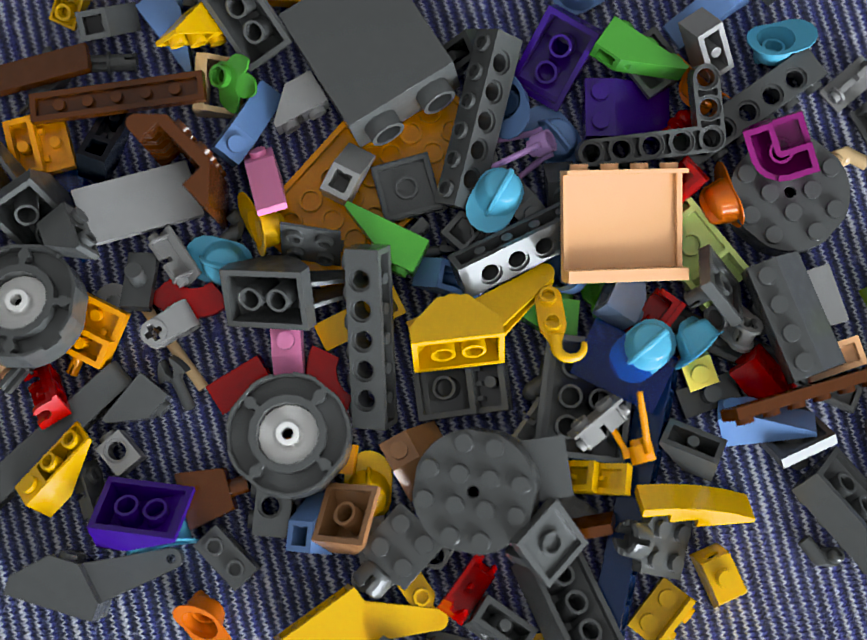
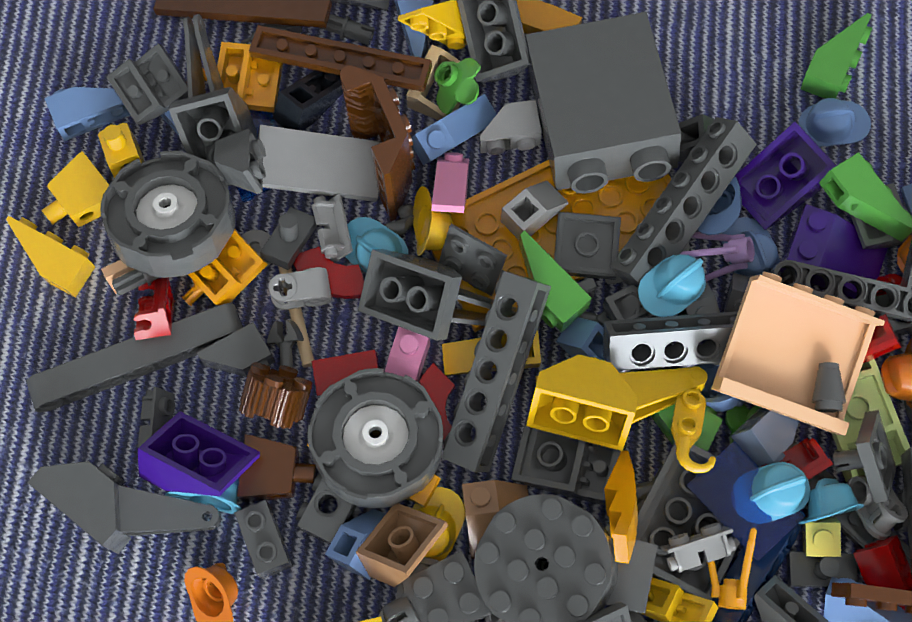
camera: 20 degrees right, 10 degrees down
(56, 473) = (128, 390): yellow slope -> none
(132, 457) = (207, 406): light grey brick -> none
(186, 430) = (275, 395): none -> reddish brown brick
(522, 414) = (622, 507): none -> light orange slope
(661, 244) = (828, 389): none -> dark grey cone

